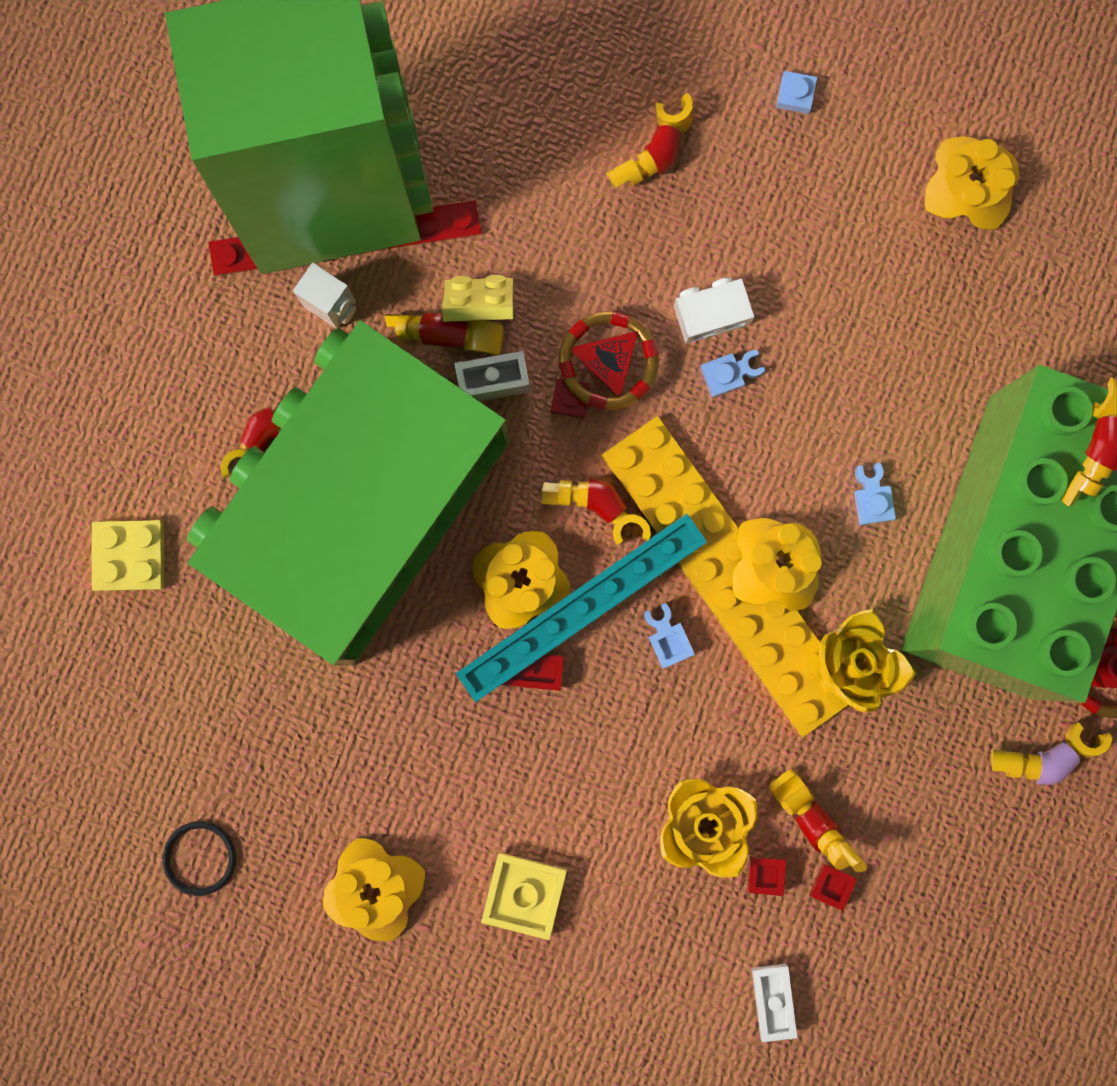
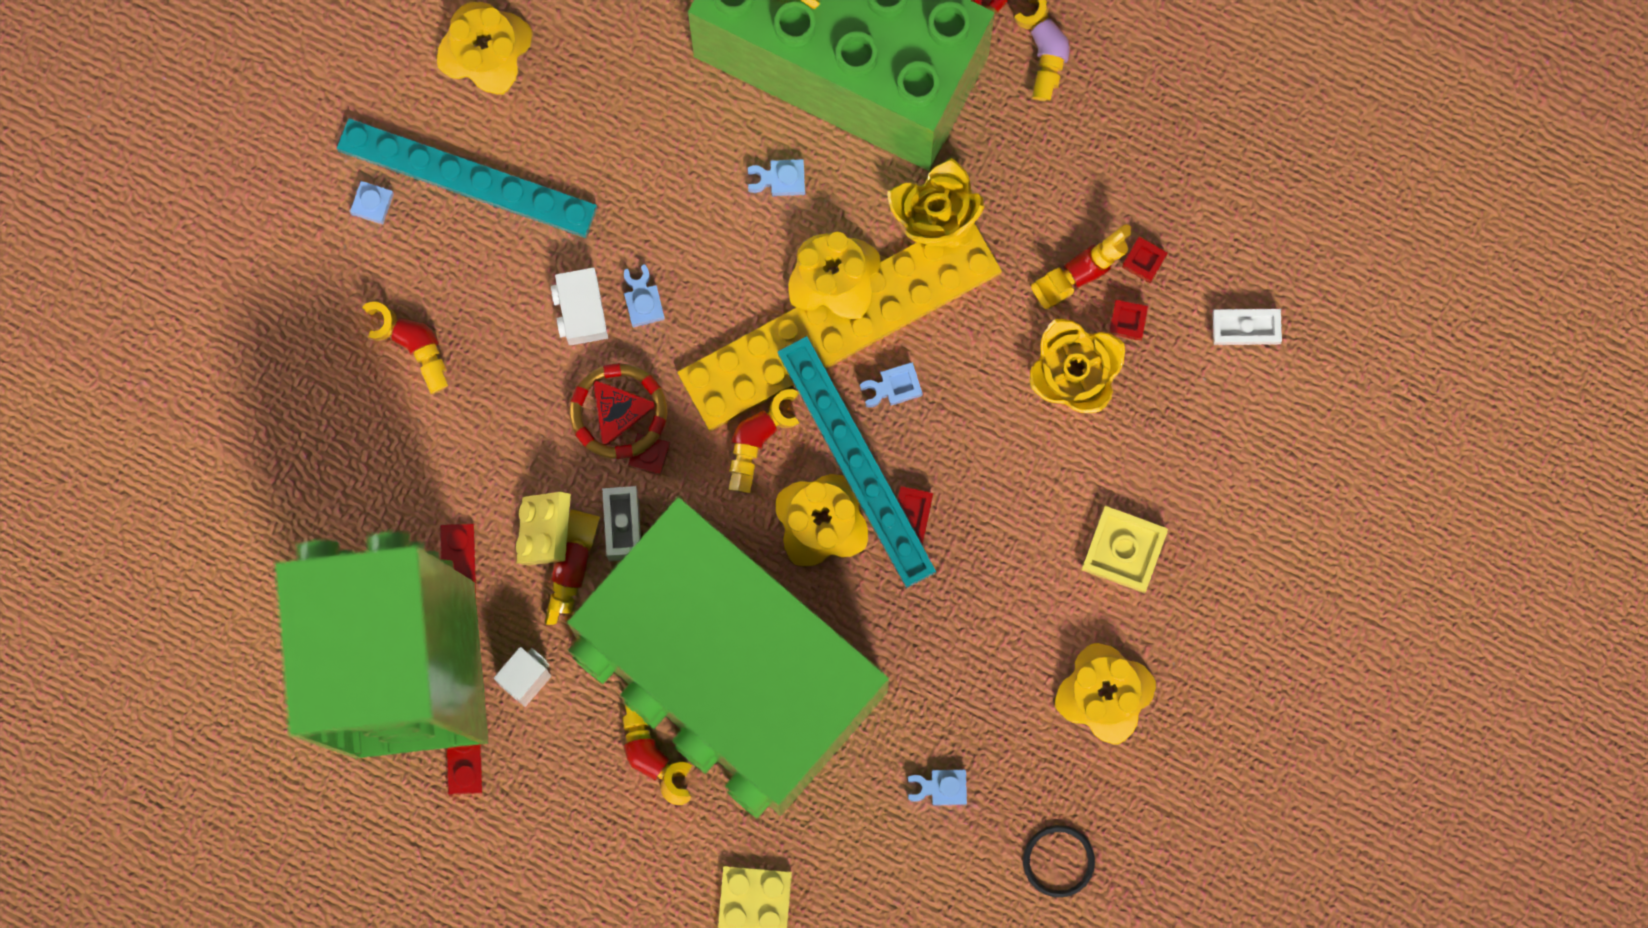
camera: 85 degrees left, 5 degrees down
(262, 735) = (946, 787): none -> light blue plate
(833, 183) = (467, 178): none -> teal plate

